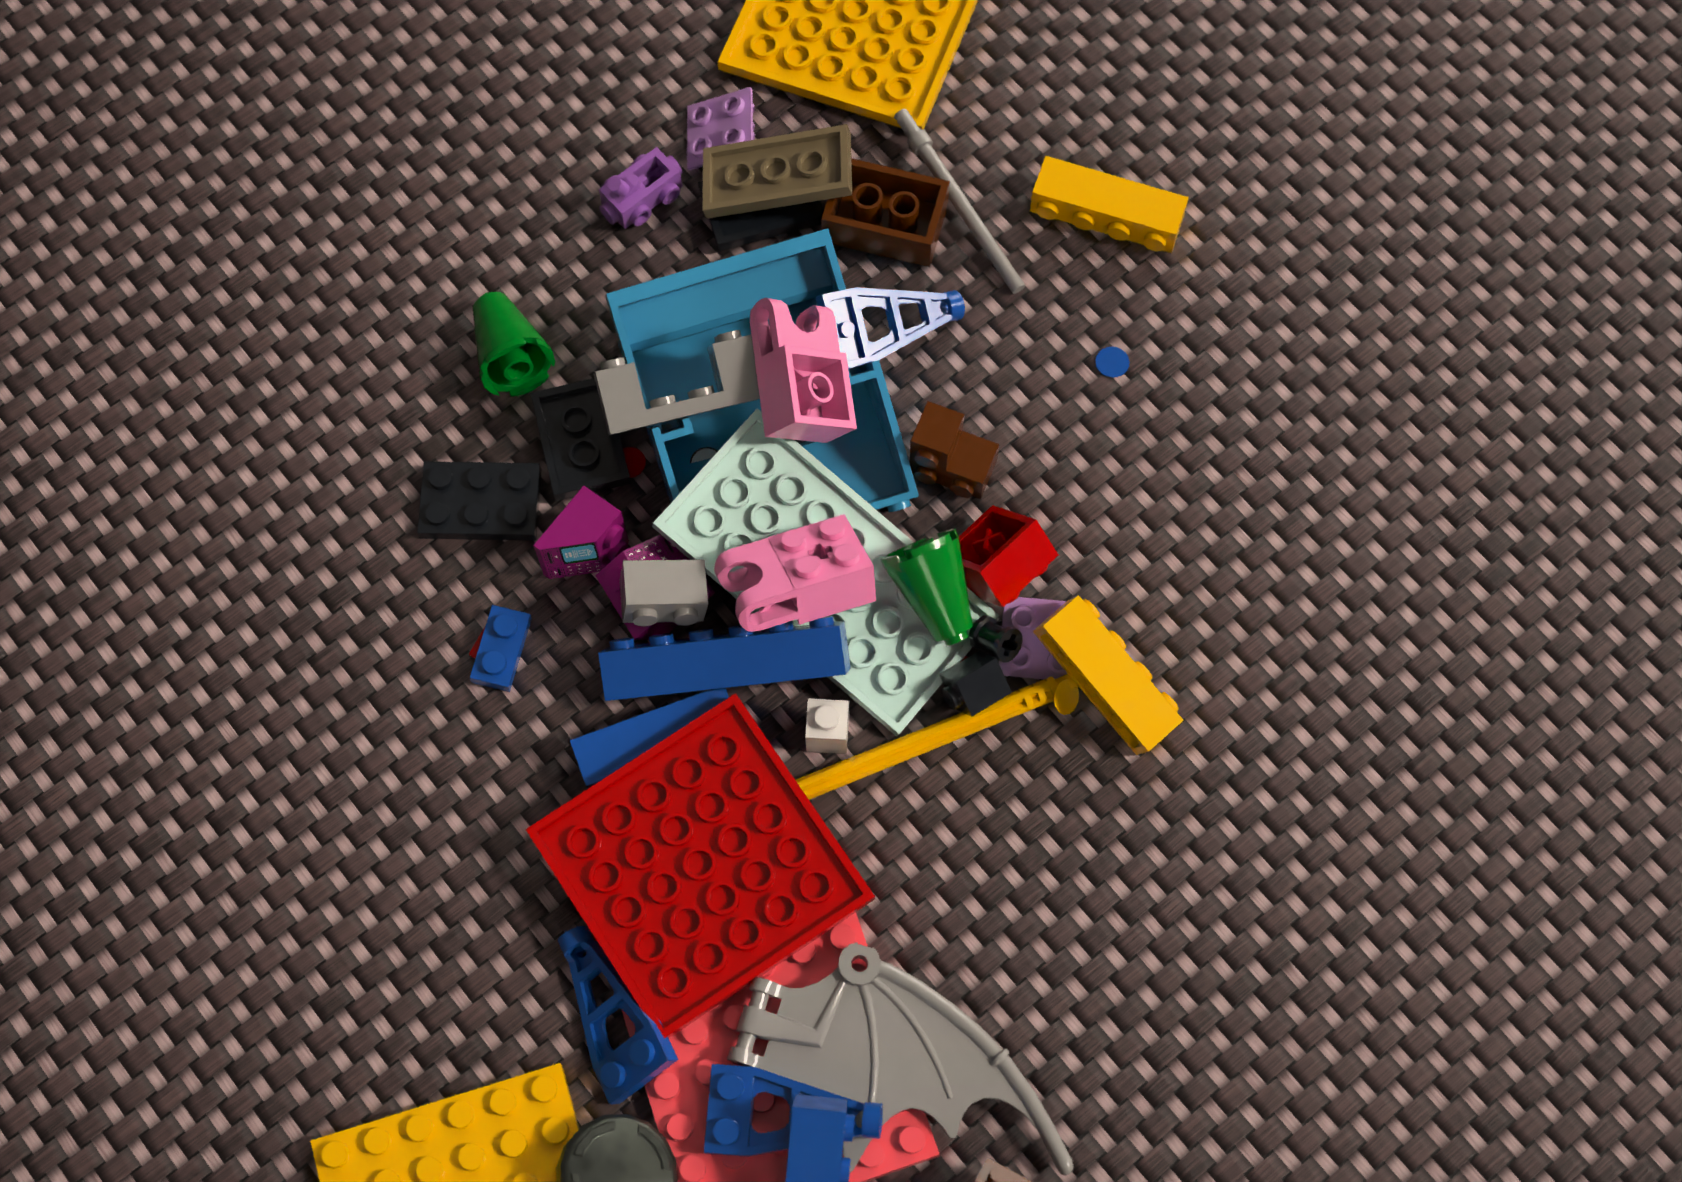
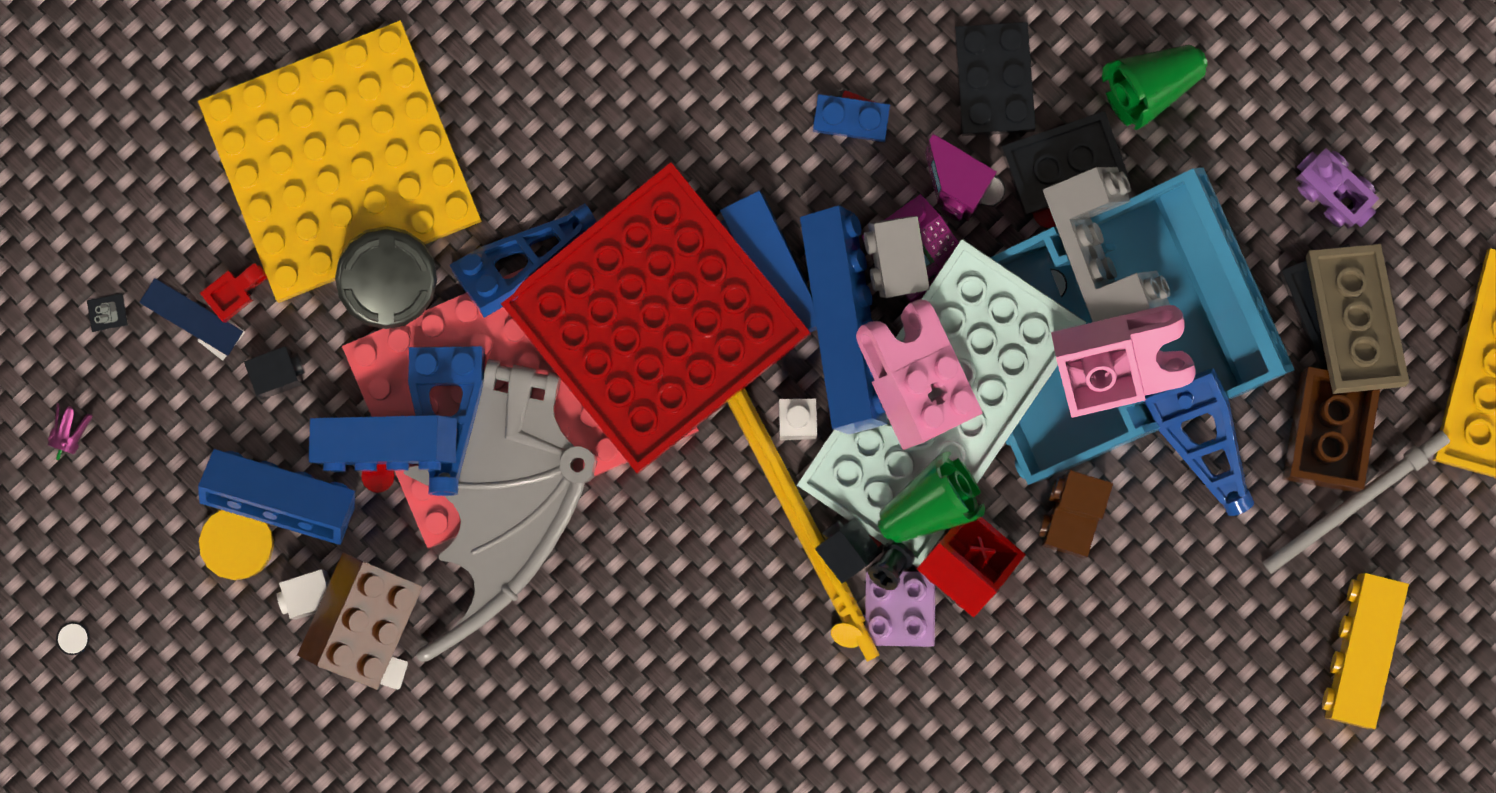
camera: 85 degrees right, 15 degrees up
(719, 122) = (1417, 259): lavender hinge -> none
(1108, 674) = (863, 670): yellow brick -> none
(1112, 362) = (1197, 664): blue sticker -> none

